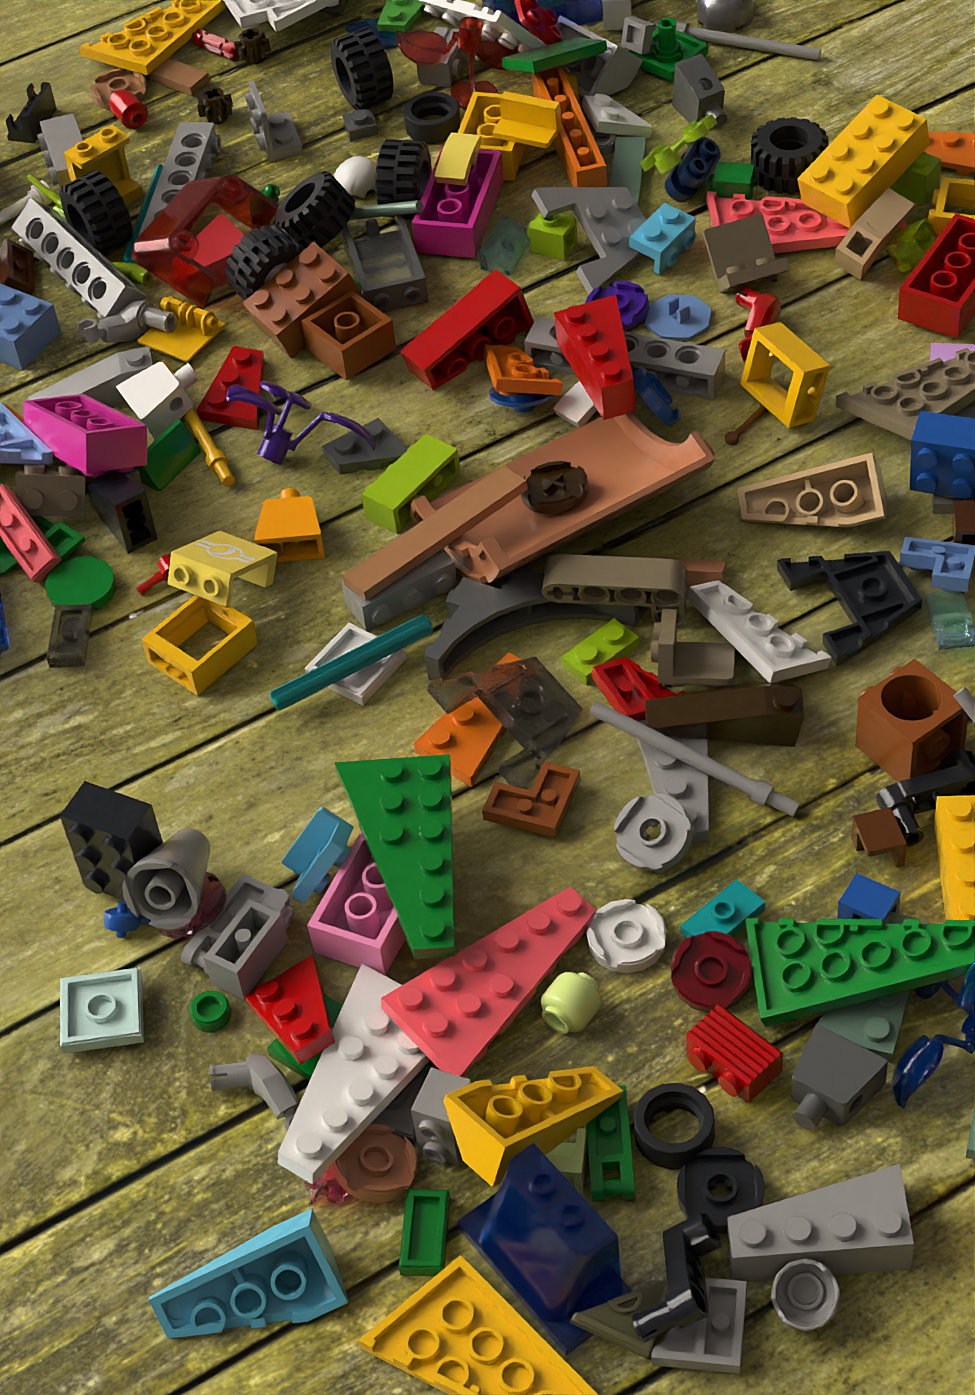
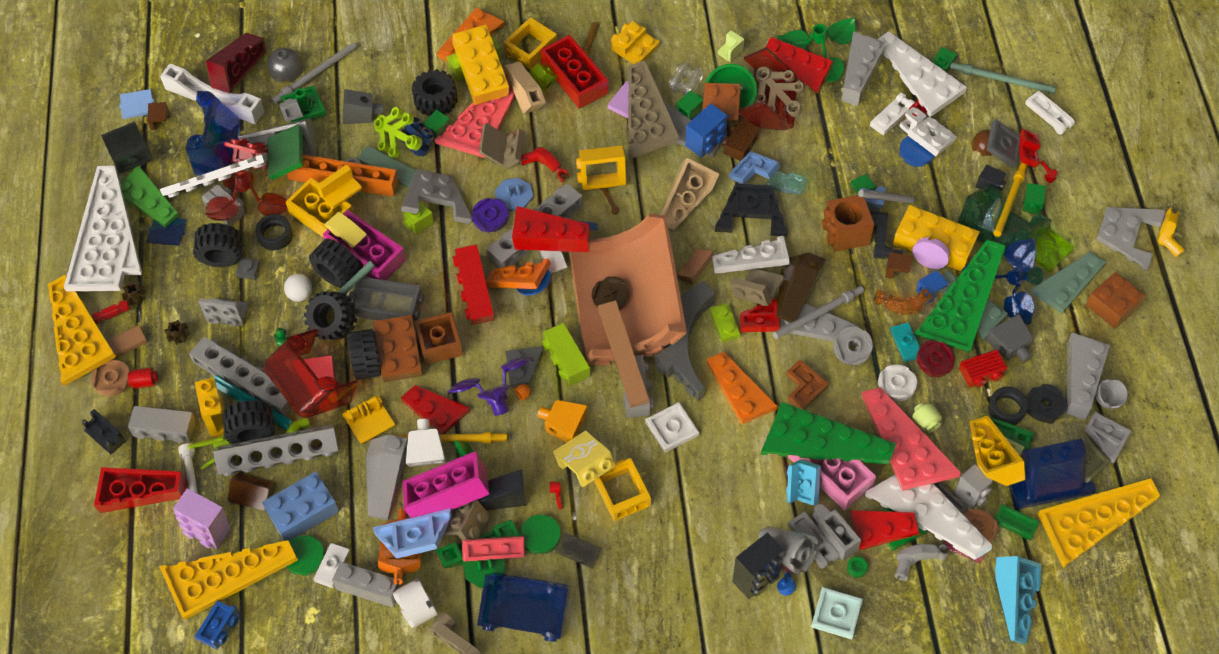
camera: 70 degrees left, 10 degrees up
(128, 323) = (345, 439): light grey arm -> none
(316, 464) = (522, 391): none -> orange hinge
(350, 662) = (679, 426): teal axle -> none
(504, 246) = (409, 242): clear light blue slope -> none
(527, 705) = (752, 362): clear smoke wing -> none
(613, 118) = (341, 151): white wing -> none
(617, 581) = (706, 290): dark tan beam -> none
(664, 236) = (458, 171): medium azure bracket -> none
(687, 1296) = (1070, 424): black beam -> none
(797, 885) = (902, 306): none -> clear orange arm
(934, 871) = (931, 253): none -> lavender tile

